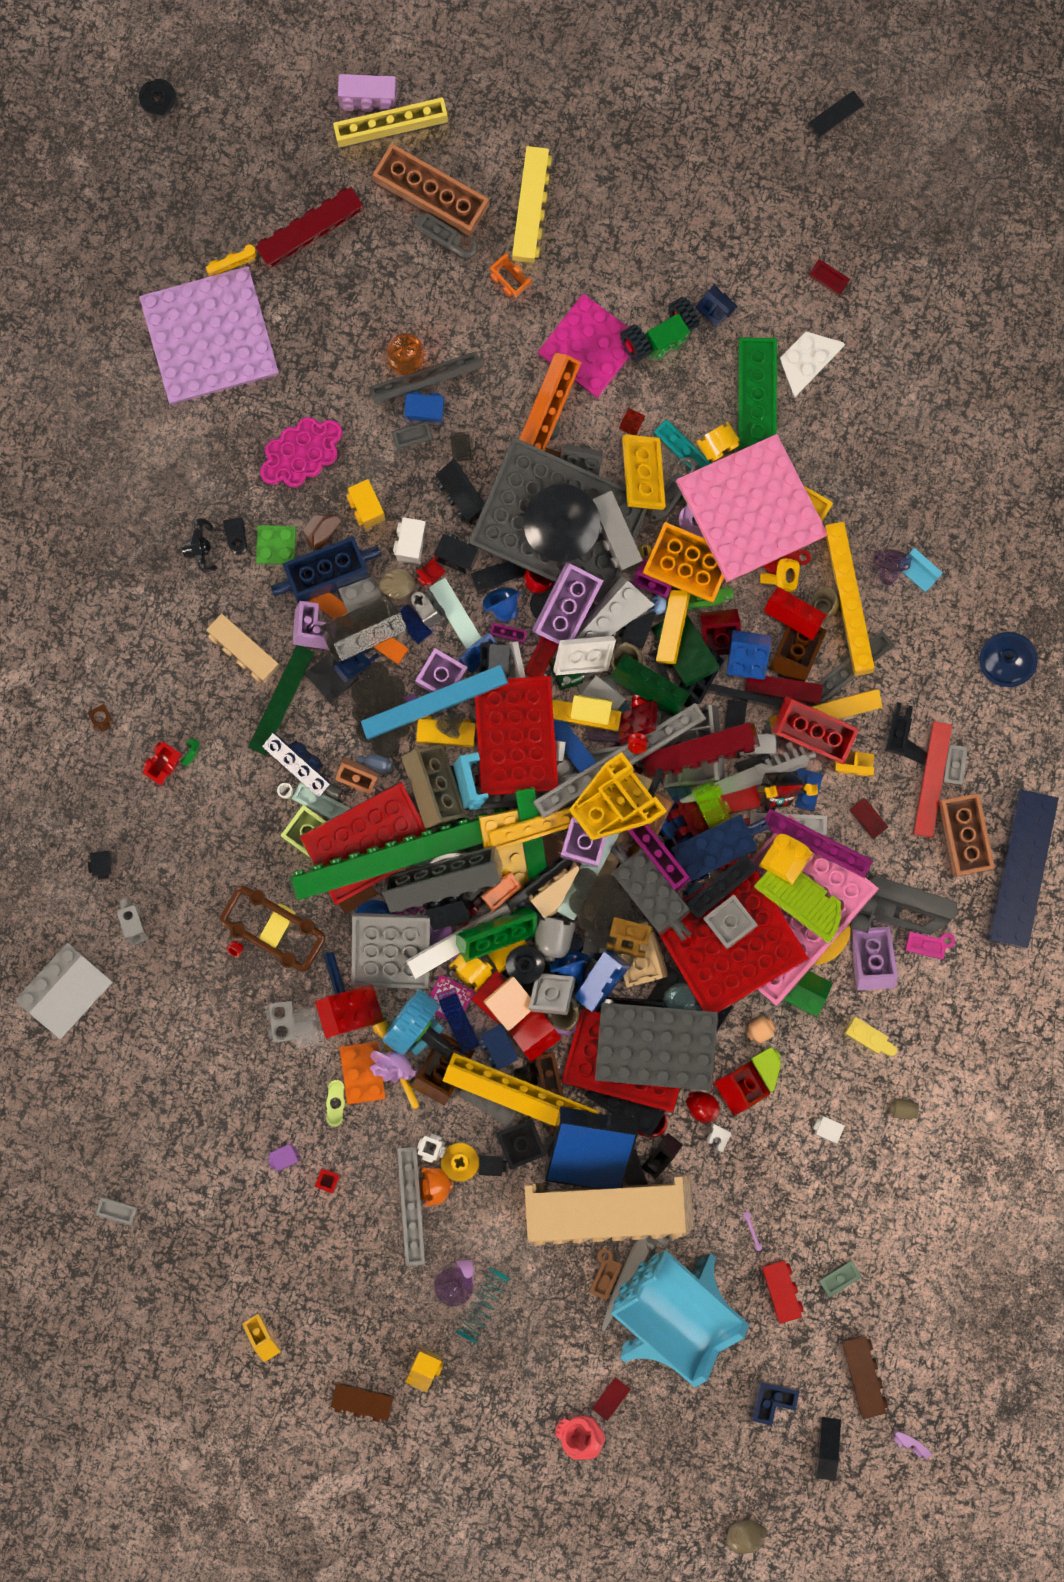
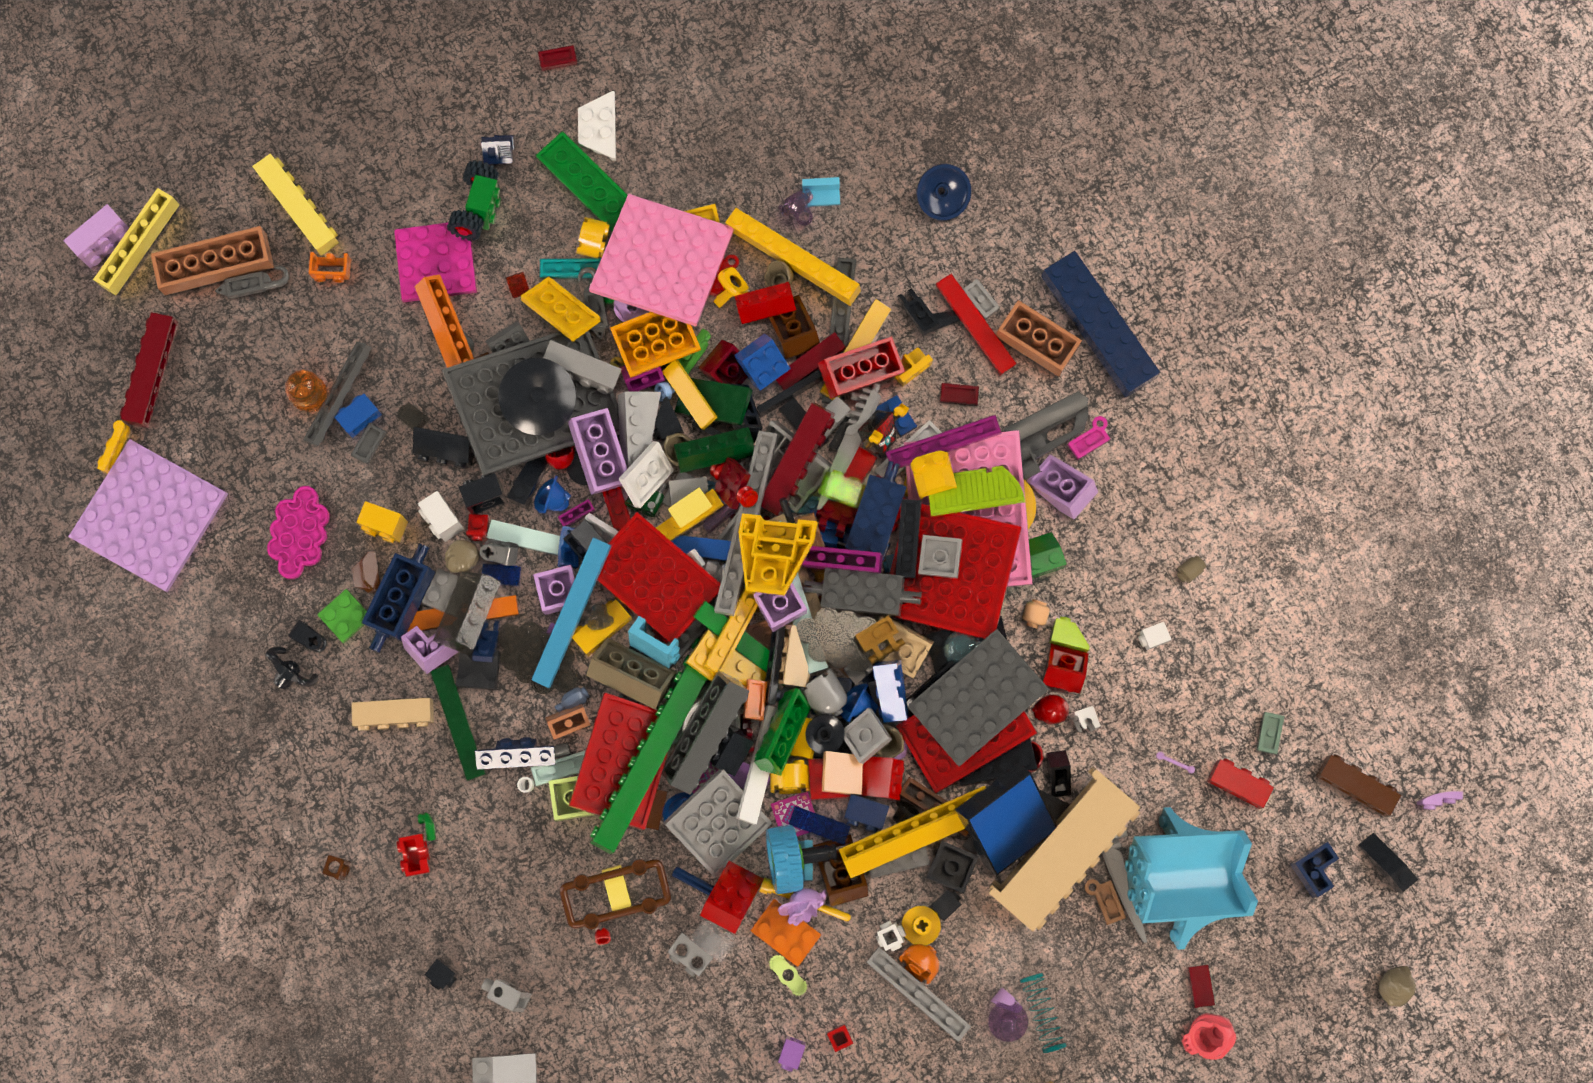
camera: 40 degrees left, 5 degrees down
(869, 1037) = (1116, 543): light yellow hinge -> none

